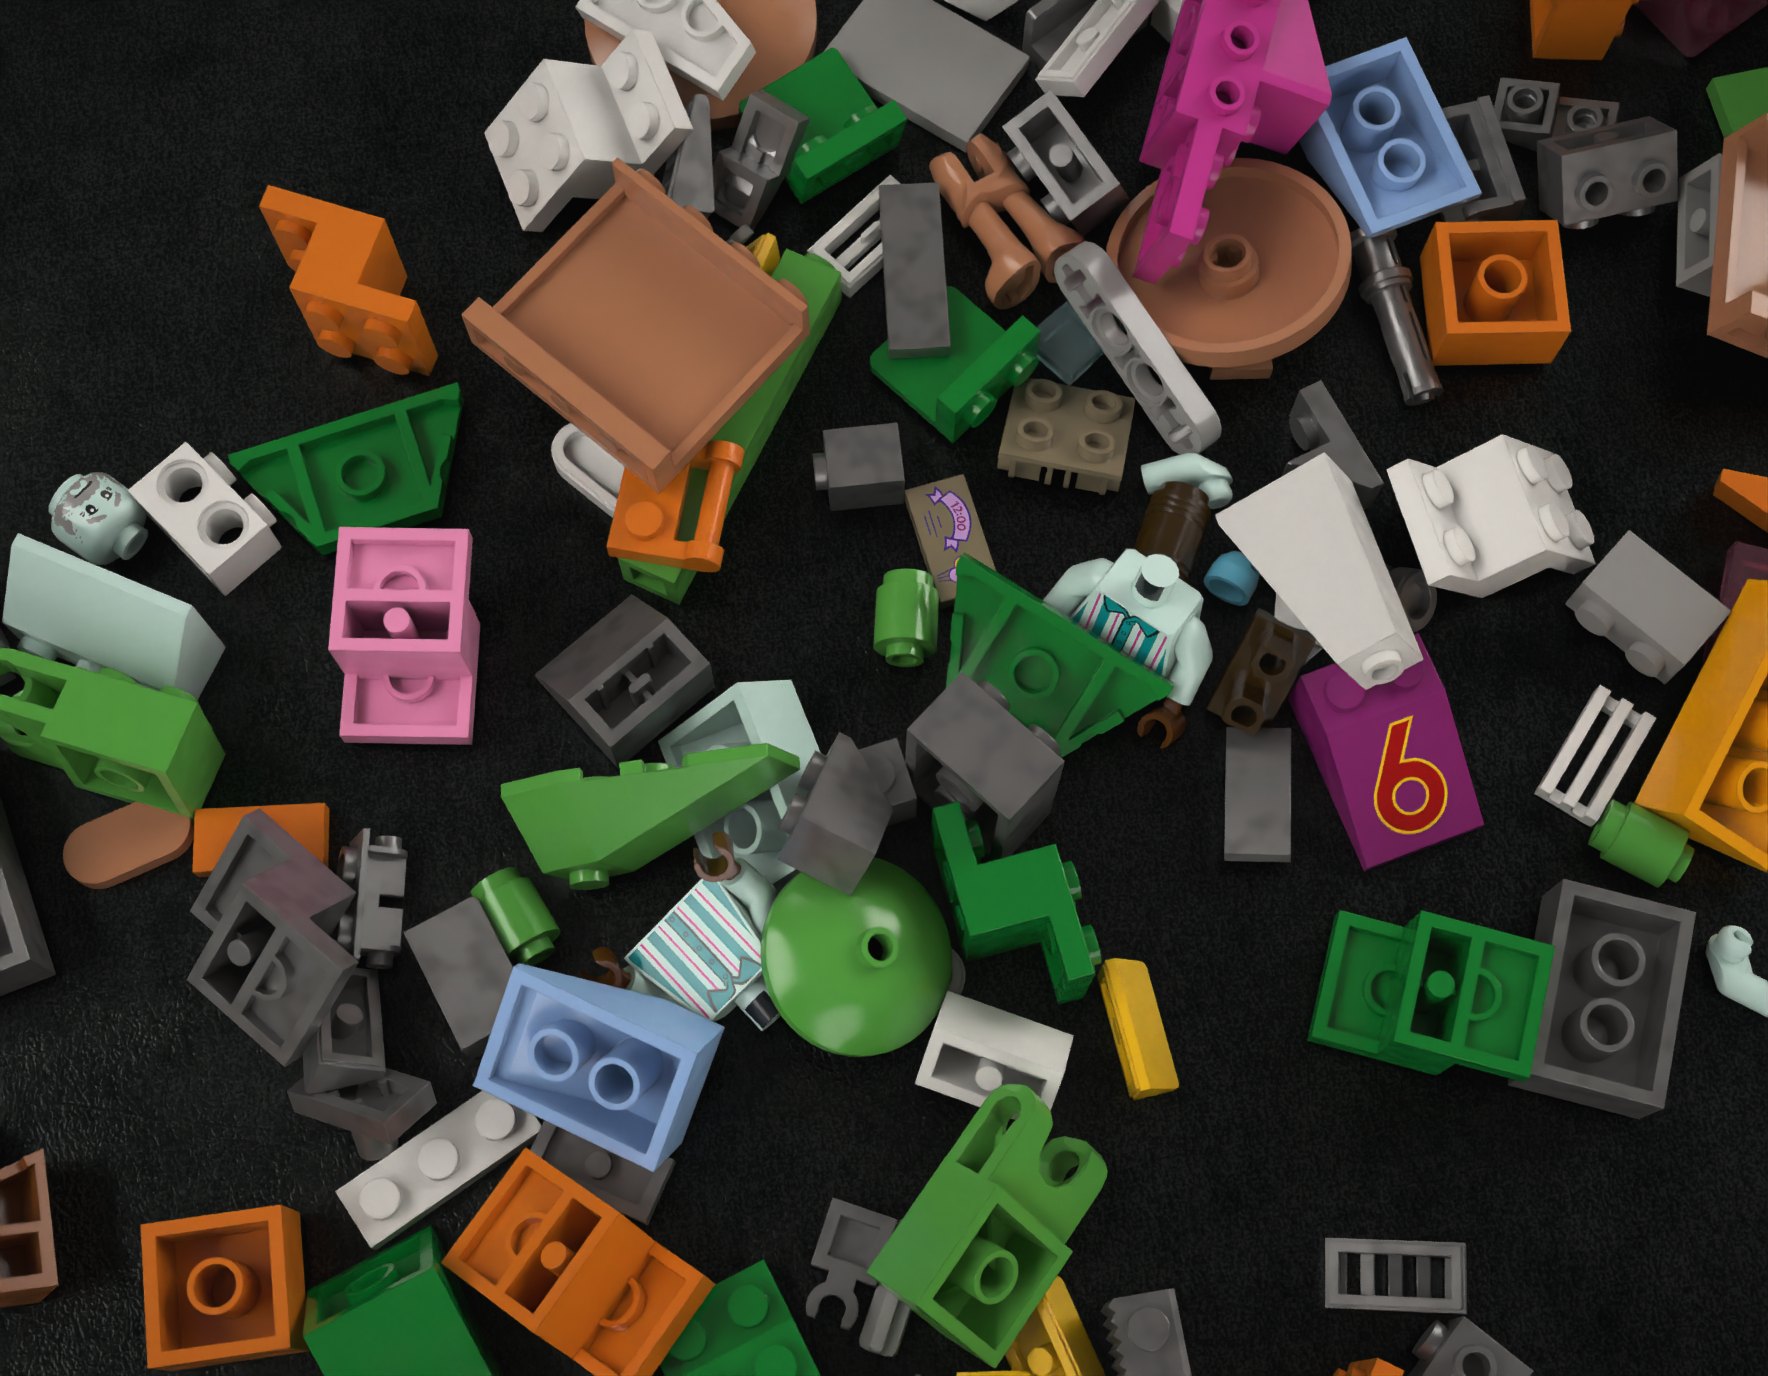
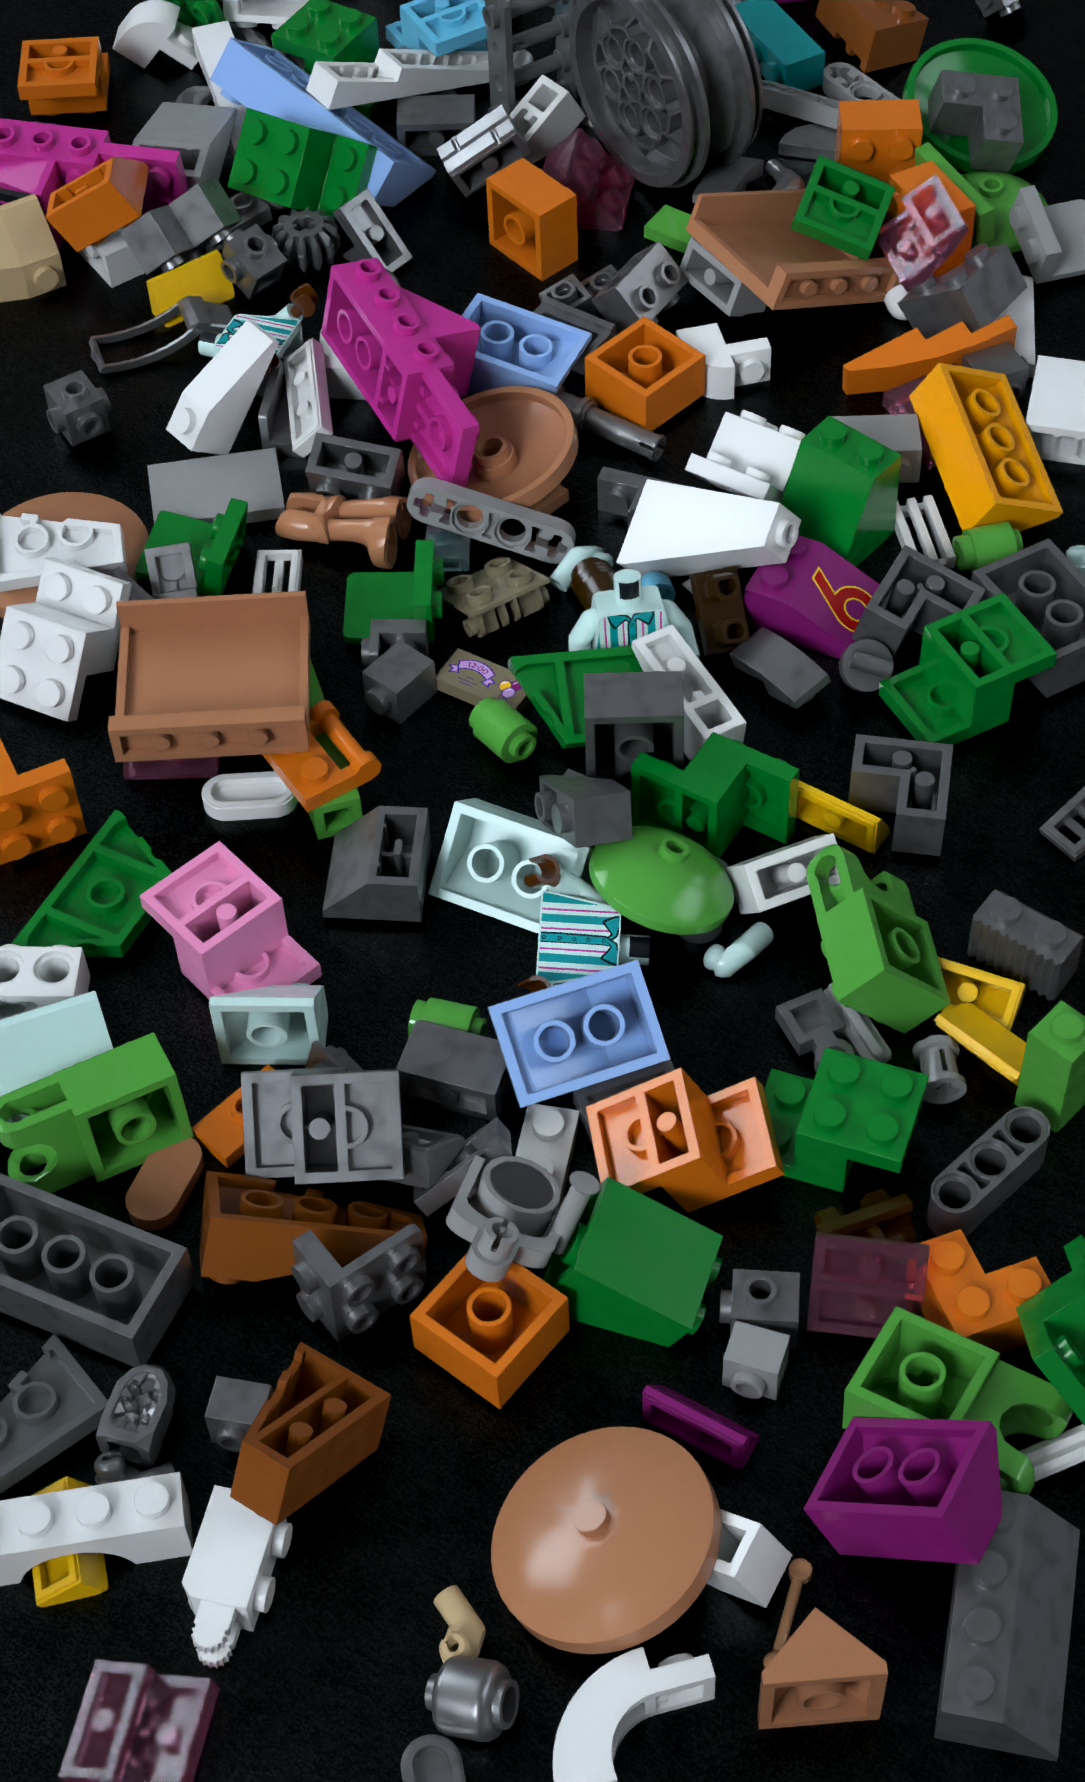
camera: 40 degrees left, 20 degrees down
(116, 1118) = (356, 1295): none -> flat silver bracket
(134, 996) = (252, 1227): none -> dark orange wedge
(343, 1195) = (512, 1212): none -> light grey piece
(366, 767) = (270, 1024): none -> light aqua slope
(622, 822) = (457, 918): bright green wedge -> none
(876, 1098) = (744, 949): none -> light aqua arm
(897, 402) = (387, 632): none -> flat silver bracket
(914, 270) = (325, 576): flat silver tile -> none
(1110, 755) = (705, 703): none -> white slope
(1237, 1068) = (907, 781): none -> flat silver brick
(1347, 876) = (865, 665): none -> flat silver piece
(1480, 845) = (913, 596): none -> flat silver brick
(1525, 645) = (844, 489): none -> green slope
(1599, 346) = (728, 363): none -> white brick

